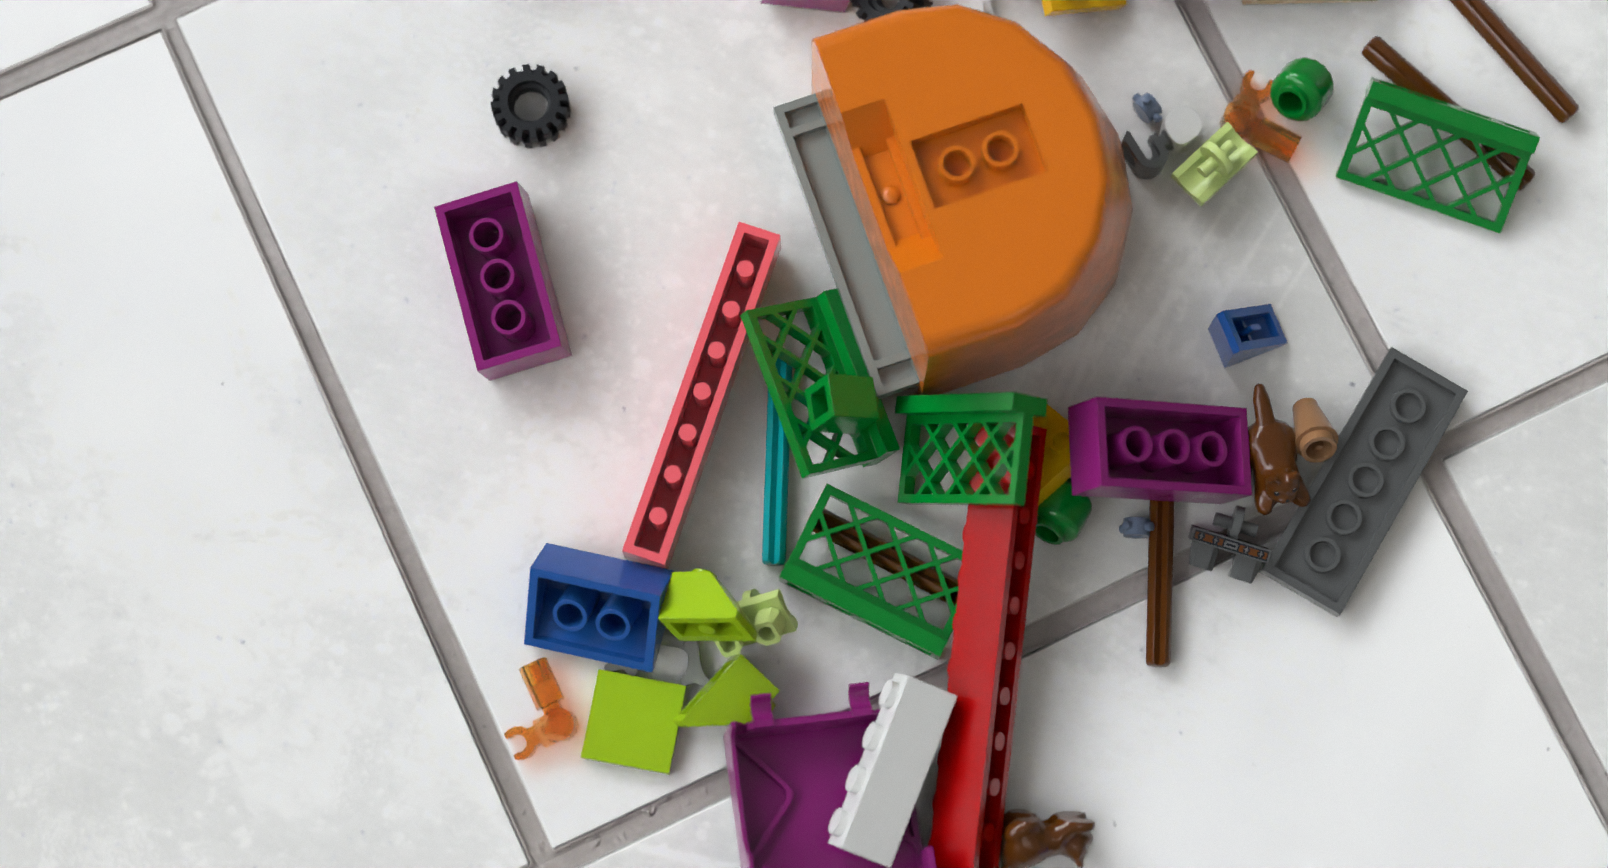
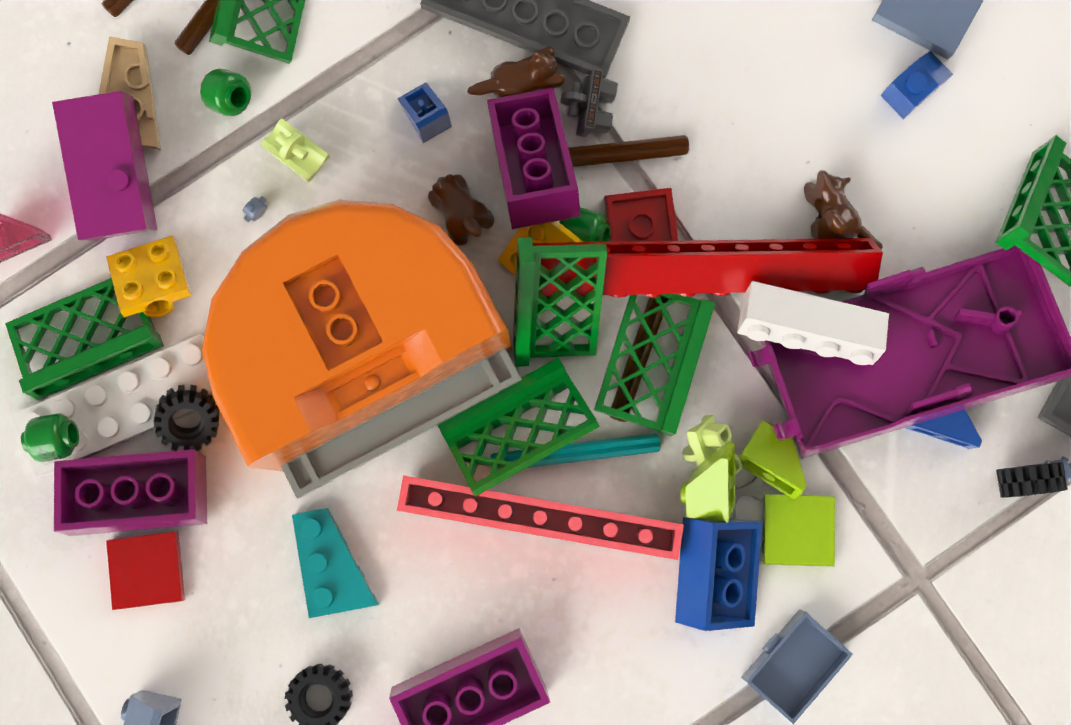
camera: 95 degrees left, 5 degrees up
(466, 687) = (796, 665): none -> sand blue container
(556, 723) = (808, 589): clear orange bar -> none
(685, 137) = (328, 569): none -> teal wing
(842, 404) = (535, 404): green brick -> none
(1066, 590) = (641, 216): none -> red tile
(1107, 360) = (461, 212): none -> reddish brown animal
(1136, 527) = (586, 173): sand blue piece -> none
(1176, 136) = (273, 184): leg -> none
(1262, 132) = (263, 119): clear orange bar -> none
(1313, 432) = (495, 50): medium nougat cone -> none

